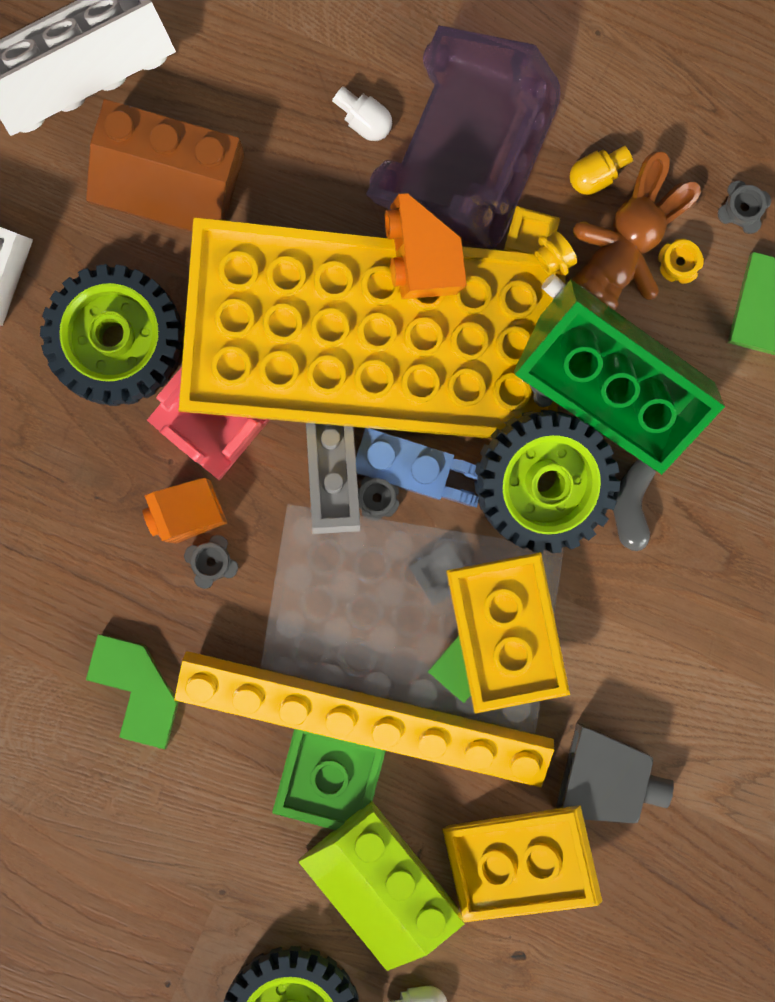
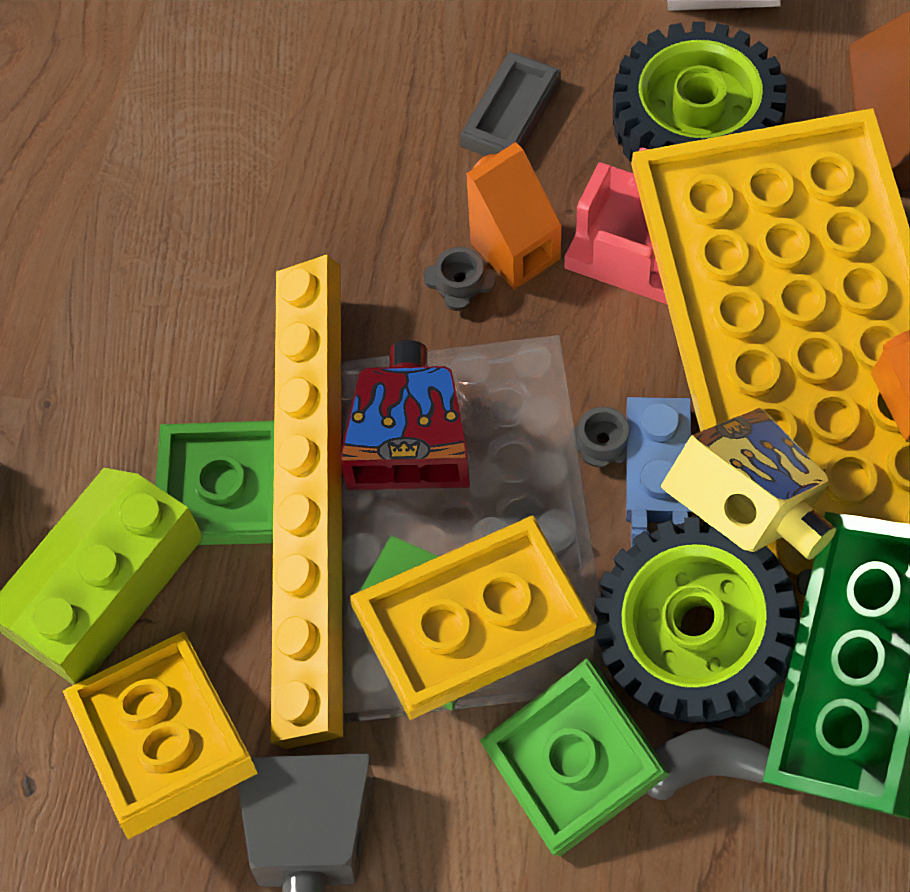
camera: 80 degrees right, 25 degrees down
(63, 478) = (510, 105): none -> dark grey tile
(151, 700) = (302, 230): bright green tile -> none
(332, 478) = (609, 366): light grey plate -> none
(343, 638) = (405, 426): none -> torso
(485, 416) = (752, 484): none -> light yellow torso
(611, 590) = (574, 757): none -> bright green tile

